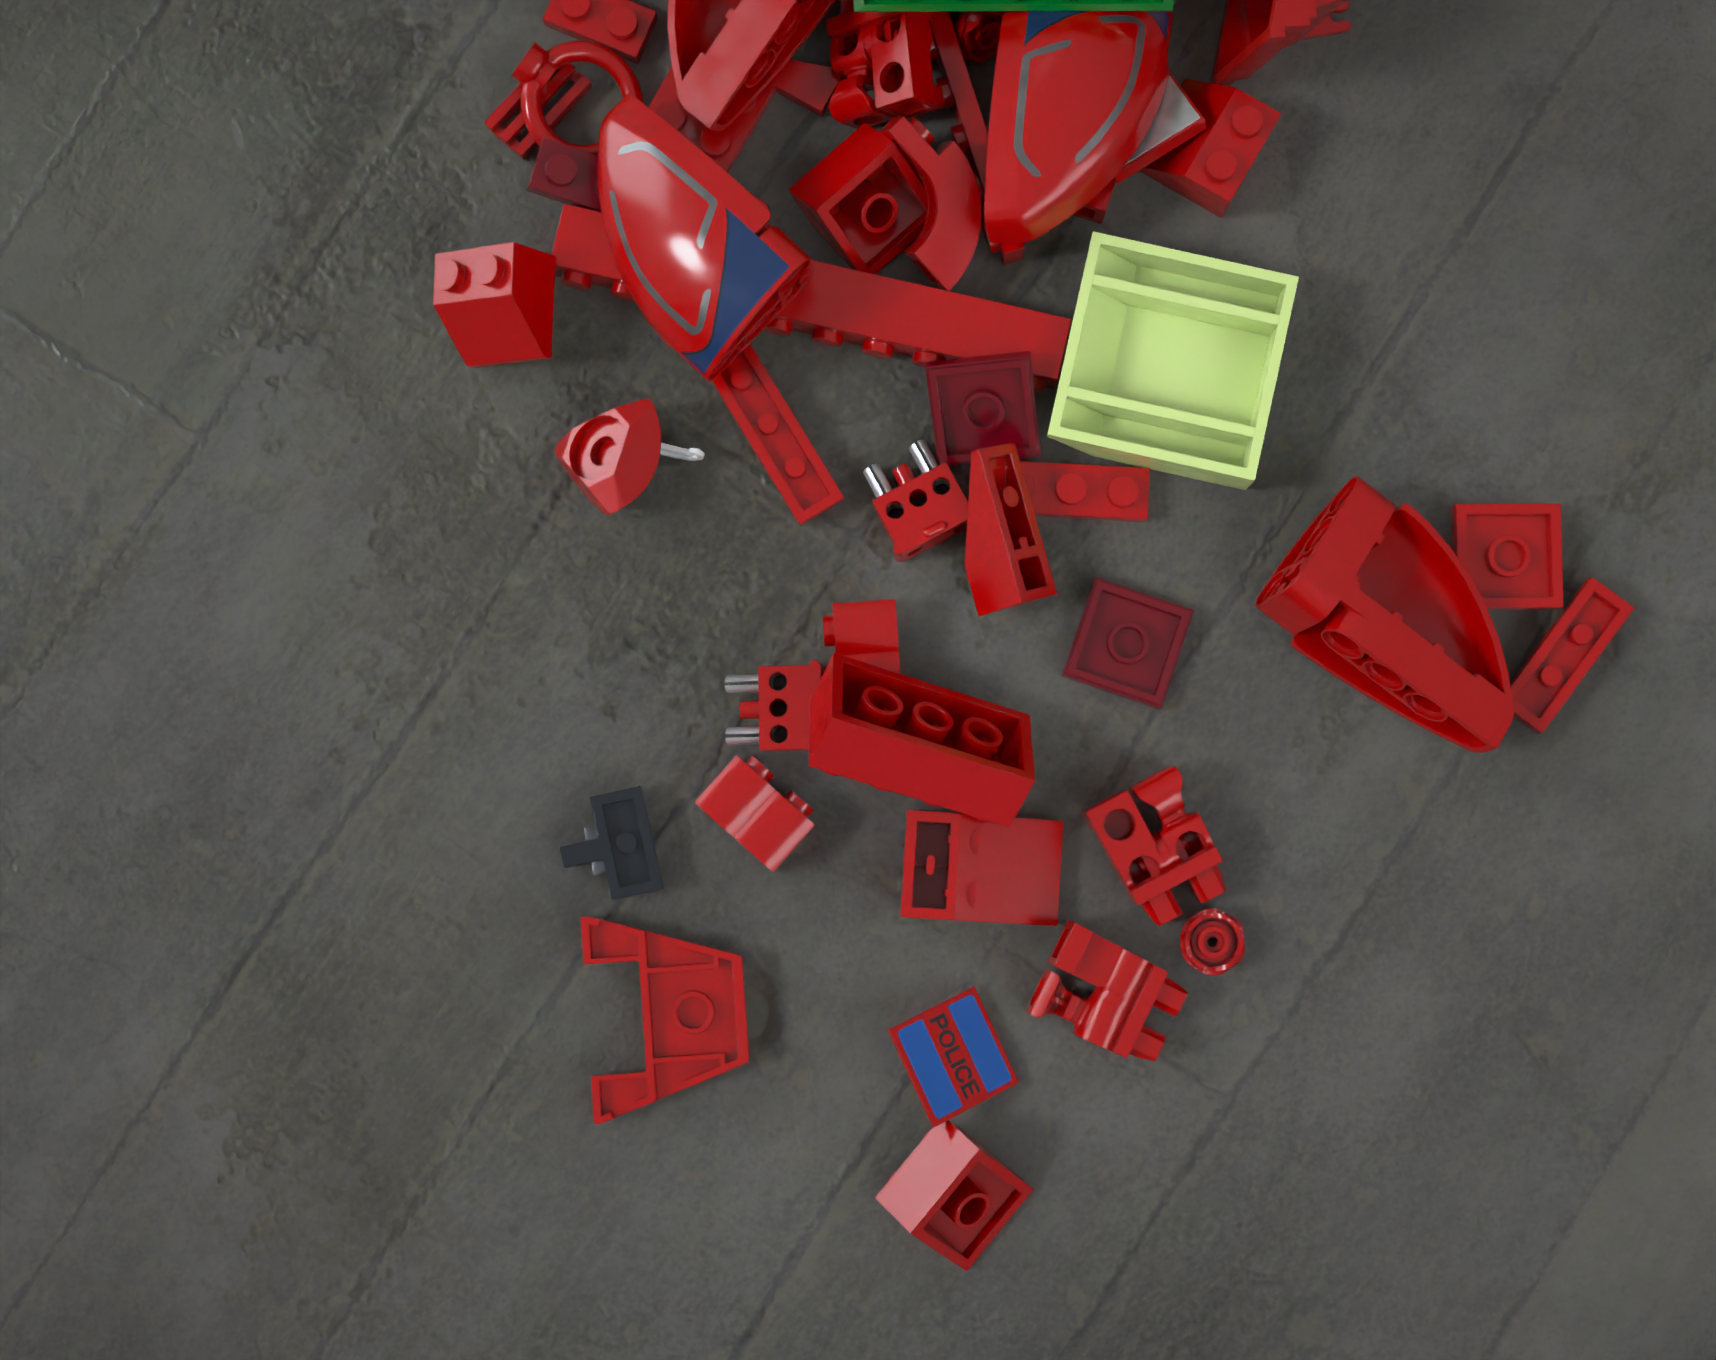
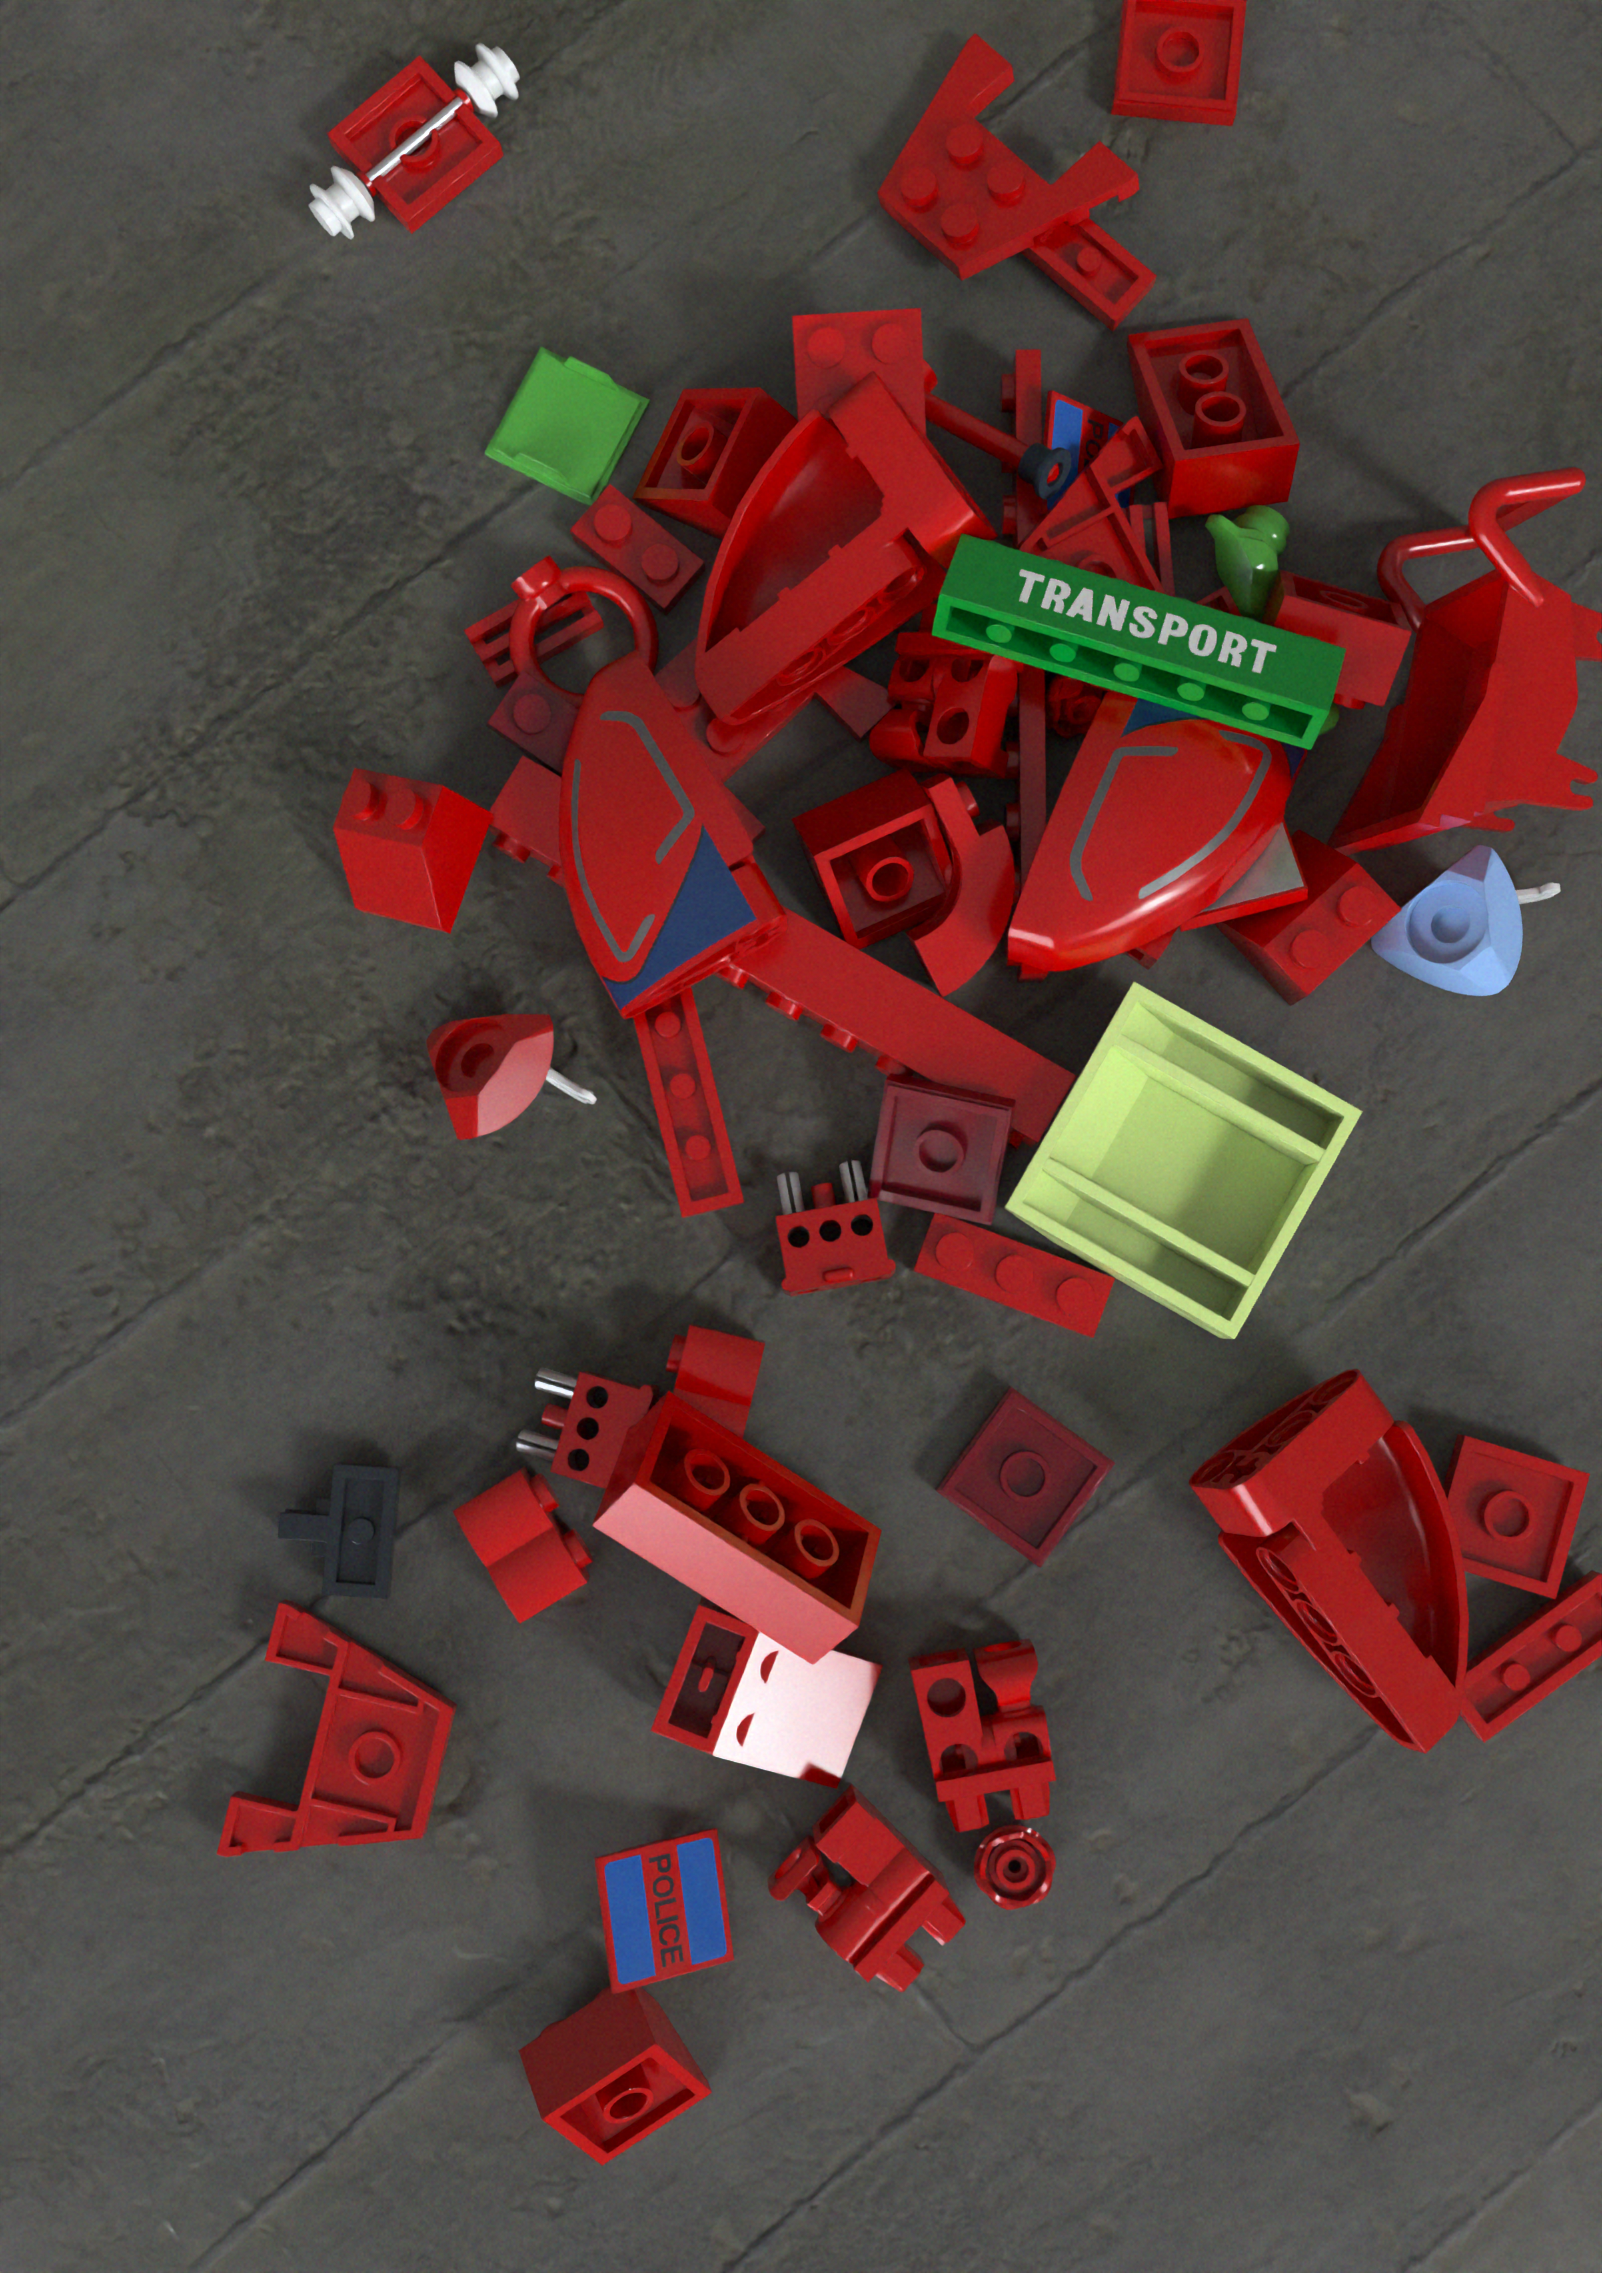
camera: 15 degrees right, 0 degrees up
(1003, 538) = (915, 1311): red slope -> none
(1333, 115) = (1462, 927): none -> light blue hat

